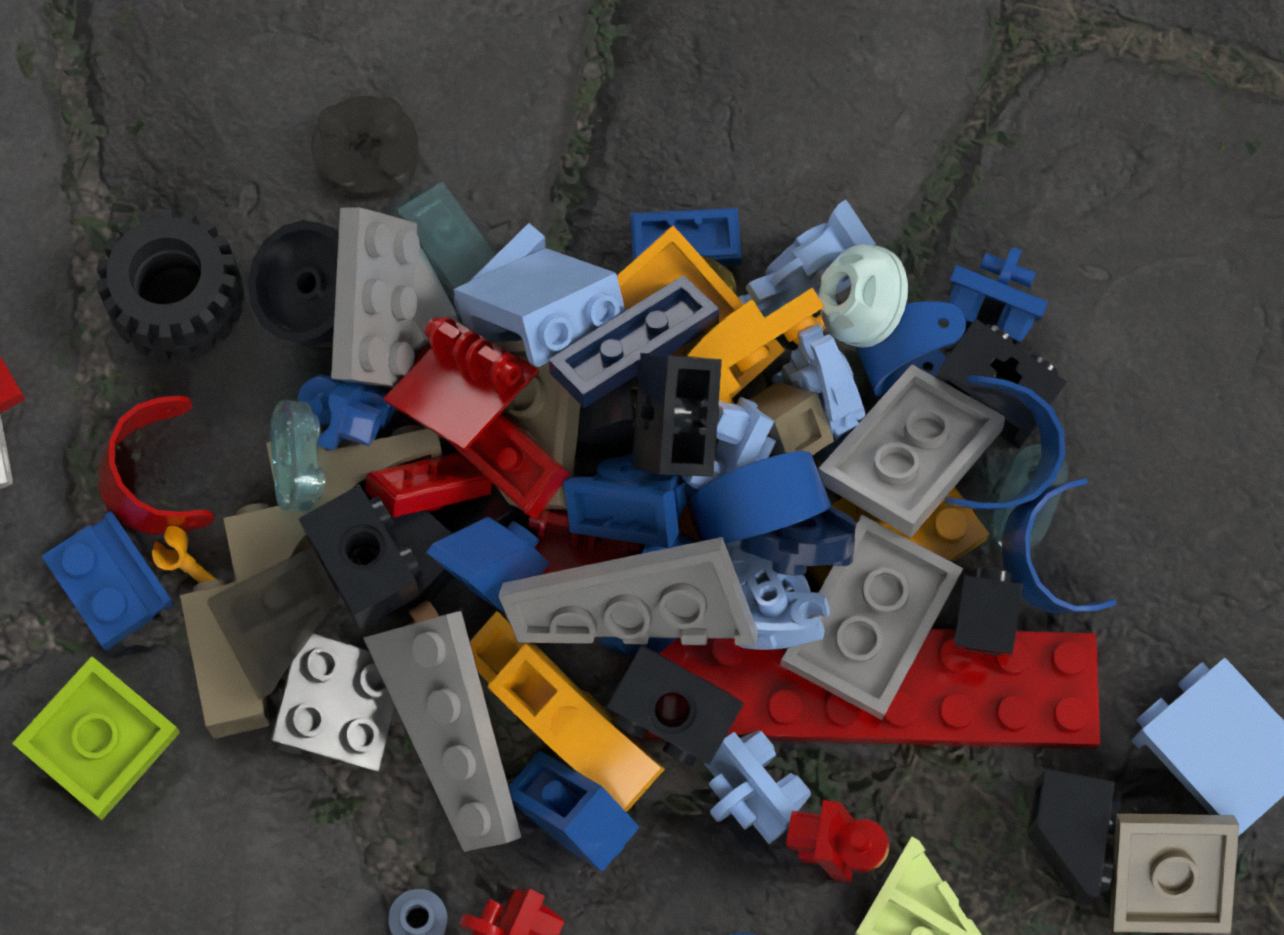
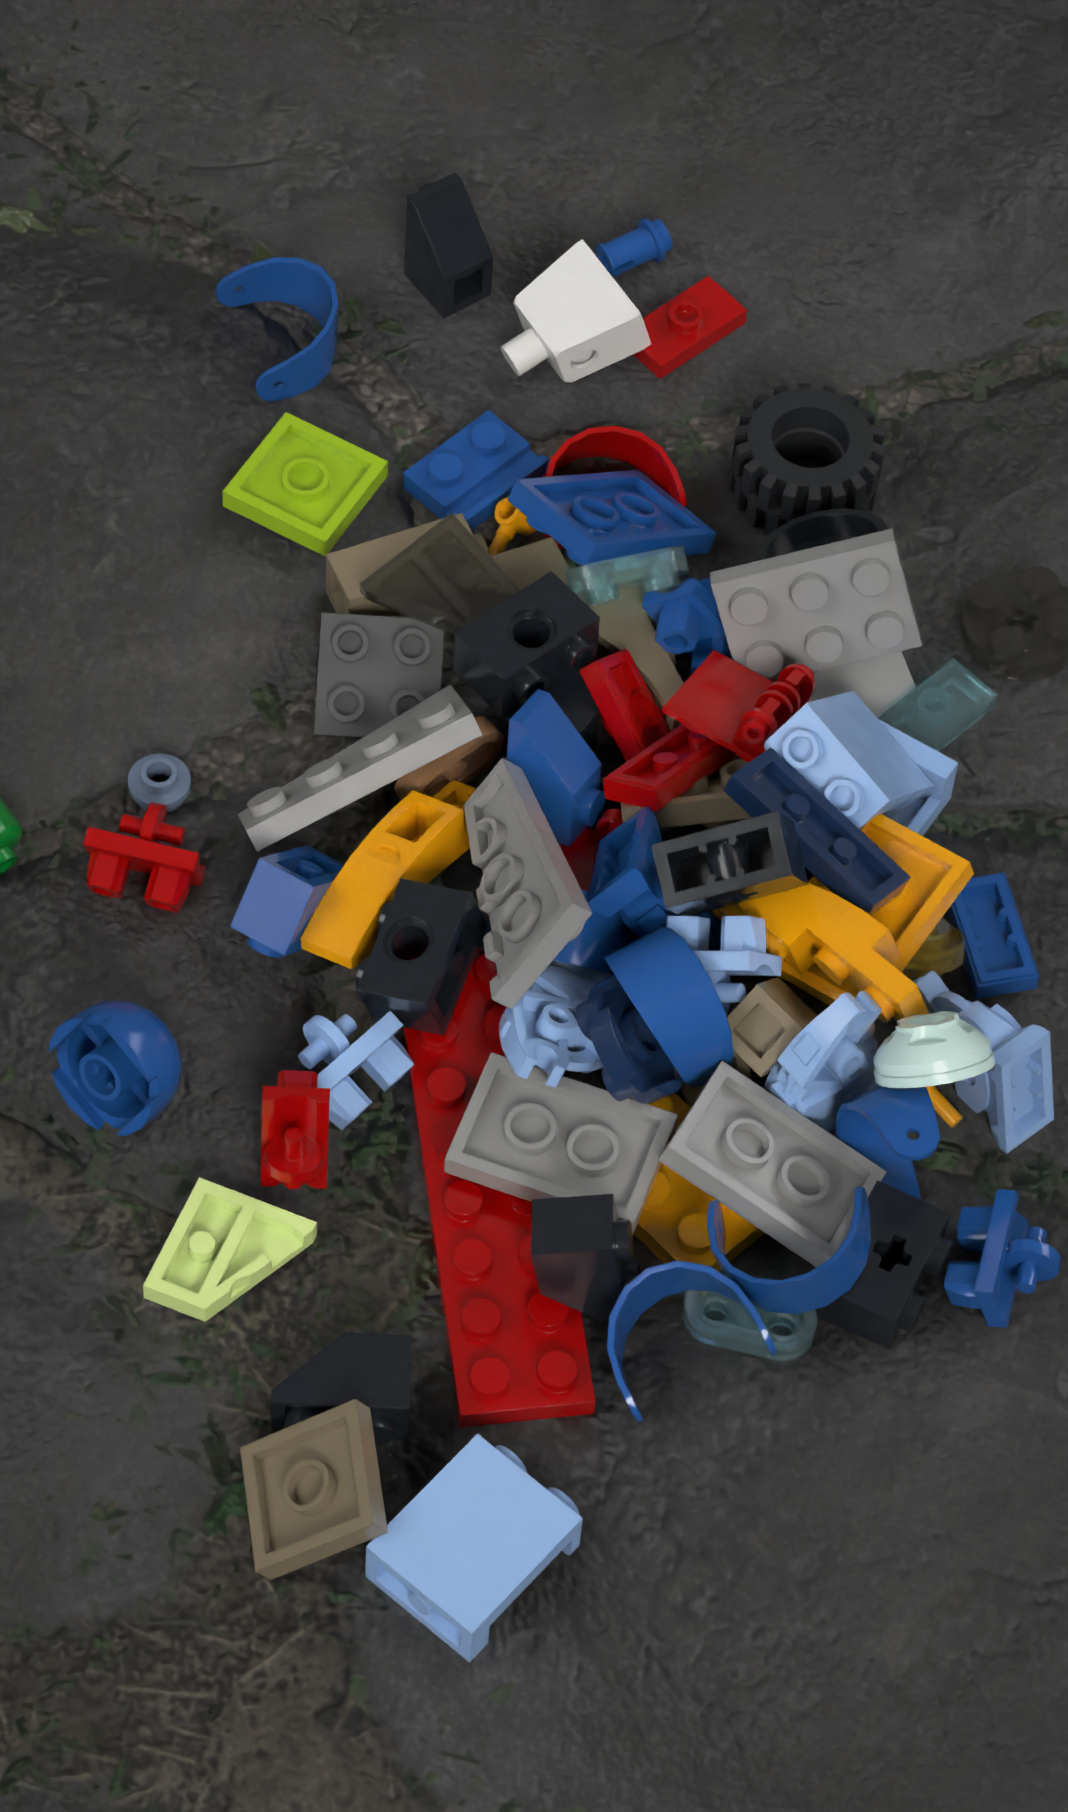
camera: 80 degrees right, 15 degrees down
(213, 462) = (609, 515): none -> blue plate

